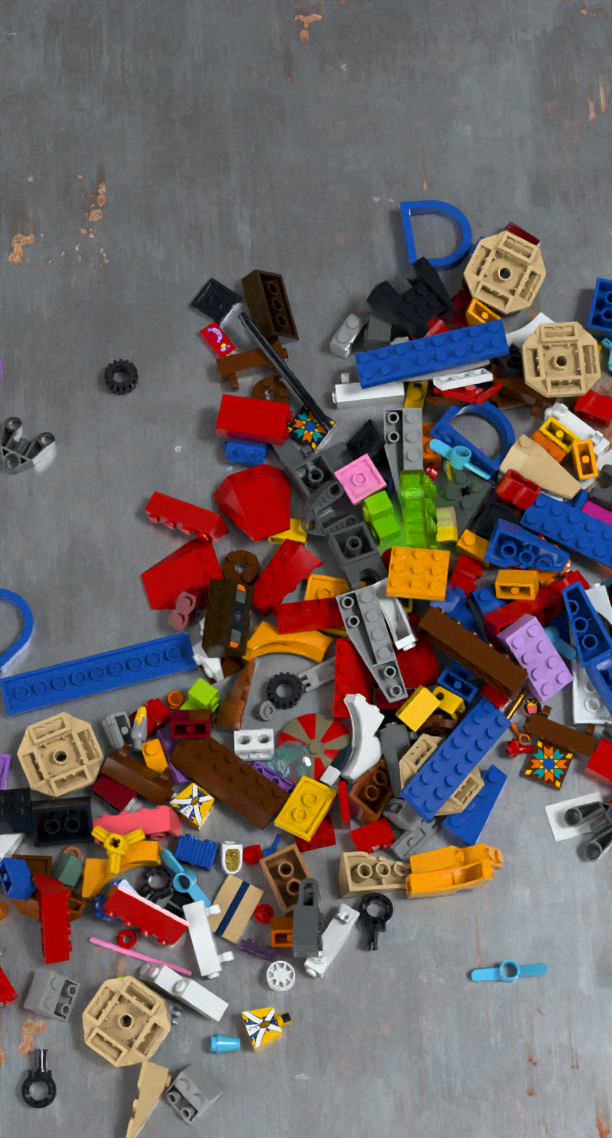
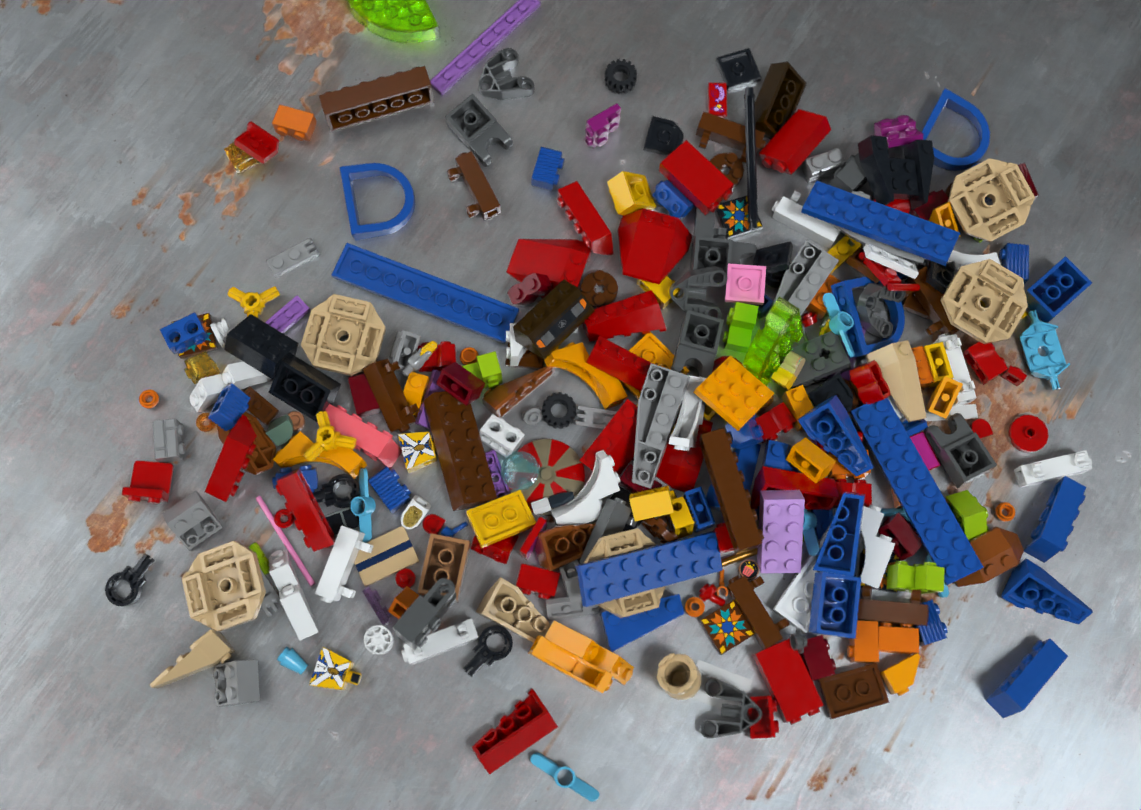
camera: 30 degrees right, 5 degrees up
(41, 506) = (482, 130): none -> dark grey brick
(71, 553) = (477, 185): none -> reddish brown brick
(120, 498) = (546, 168): none -> blue brick
(139, 434) = (599, 126): none -> magenta plate
(196, 403) = (663, 136): none -> black tile
(206, 470) = (630, 193): none -> yellow slope
(310, 332) = (795, 141): none -> red brick
(388, 265) = (898, 130): none -> magenta plate
(445, 966) = (514, 733): none -> red wedge
(471, 426) = (869, 303): none -> dark grey connector
(511, 773) = (690, 611): none -> orange plate
(540, 826) = (679, 676): none -> tan tile
(561, 308) = (1016, 259): none -> blue brick

